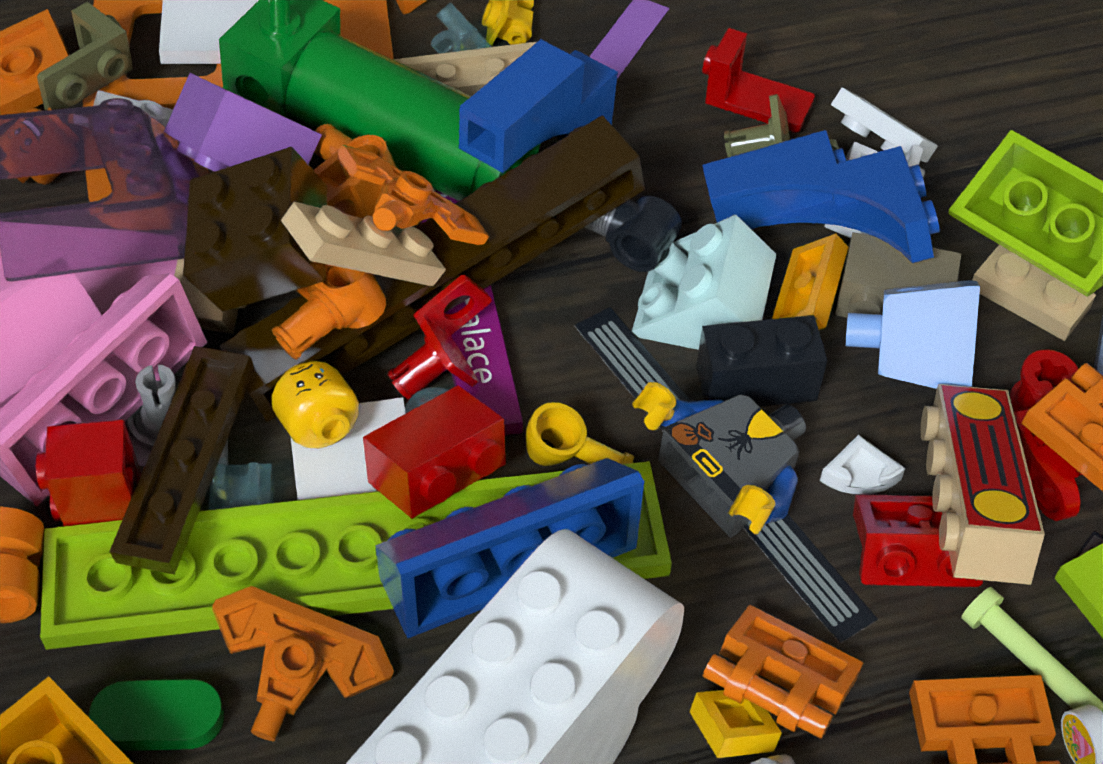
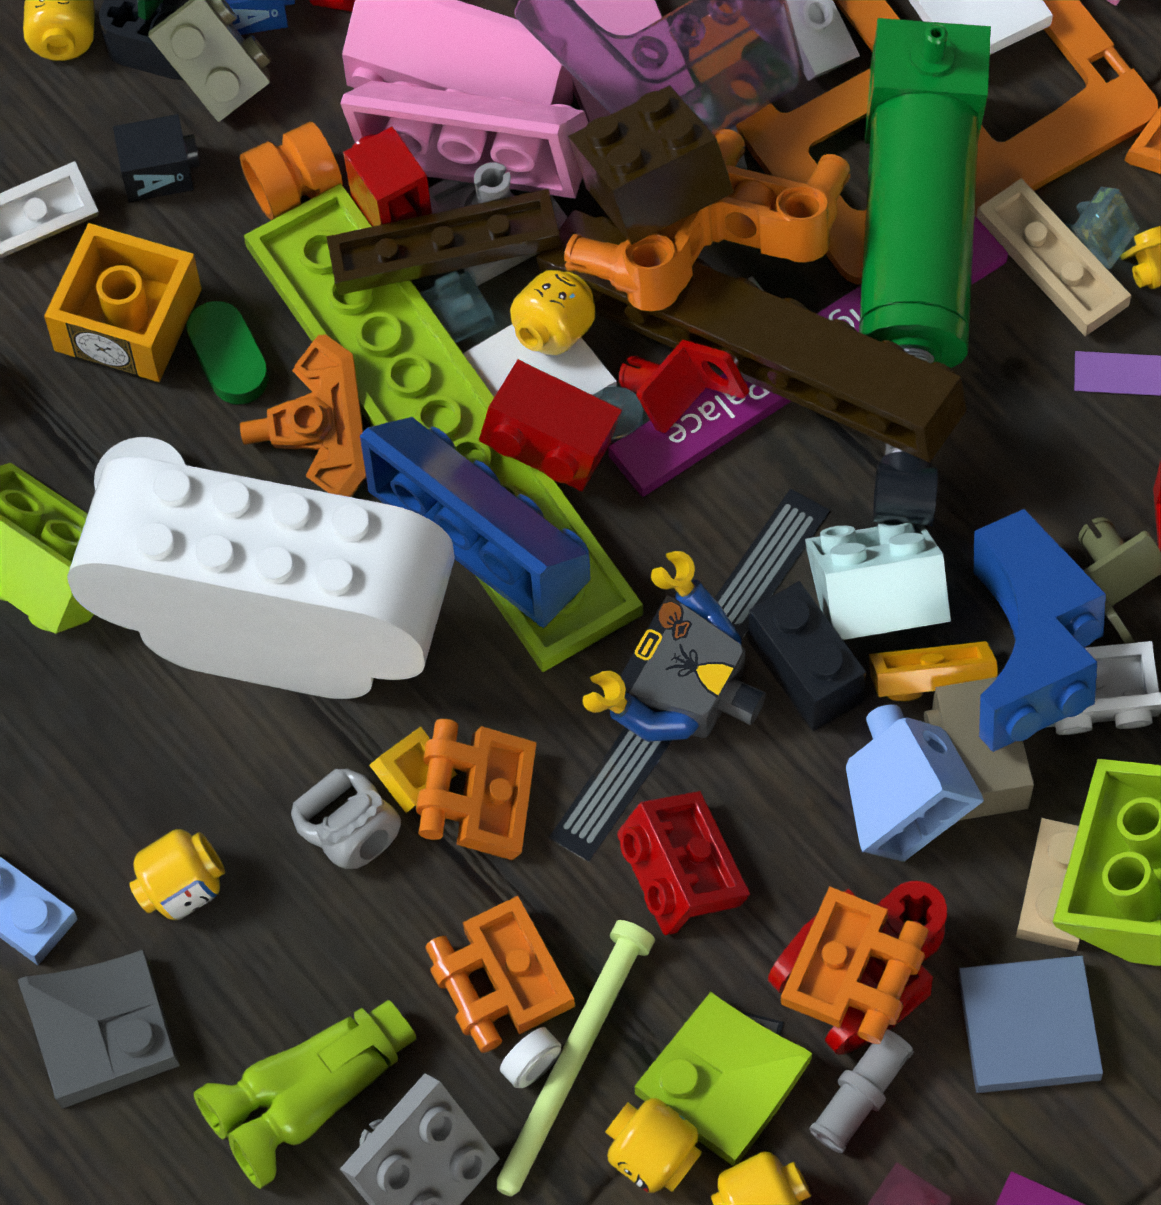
camera: 70 degrees right, 10 degrees up
(228, 129) = (793, 98): medium lavender brick -> none
(359, 245) = (671, 253): tan plate -> none
(409, 198) = (758, 263): orange piece -> none
(535, 100) = (970, 322): blue arch -> none
(568, 435) = (632, 539): yellow bar -> none
(862, 469) = (743, 792): white tile -> none
(981, 485) = (739, 875): brick -> none

